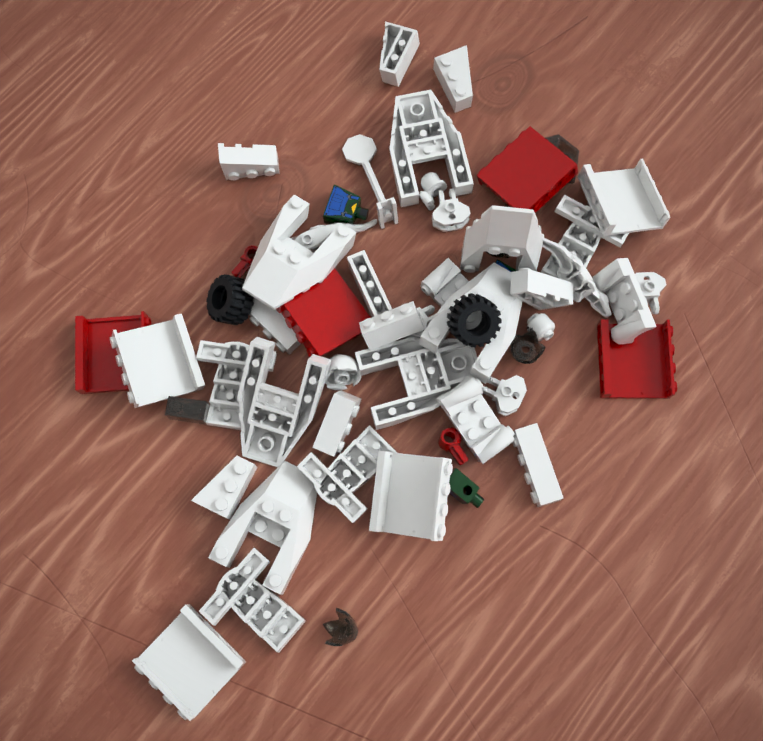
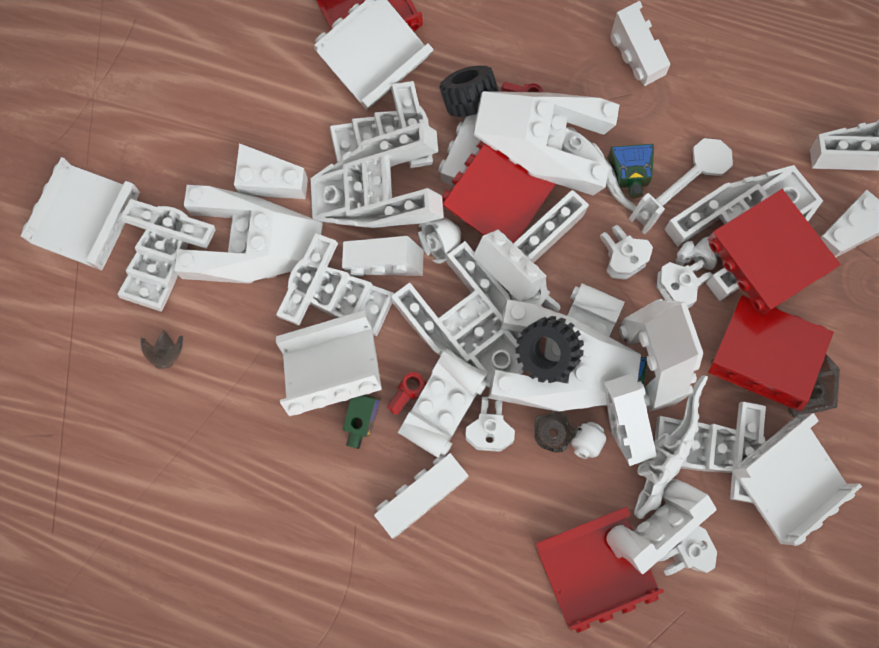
camera: 70 degrees right, 0 degrees up
(187, 410) = (335, 101): clear smoke brick -> none
(412, 239) = (627, 255): none -> white hinge
(458, 138) = (772, 251): none -> red panel

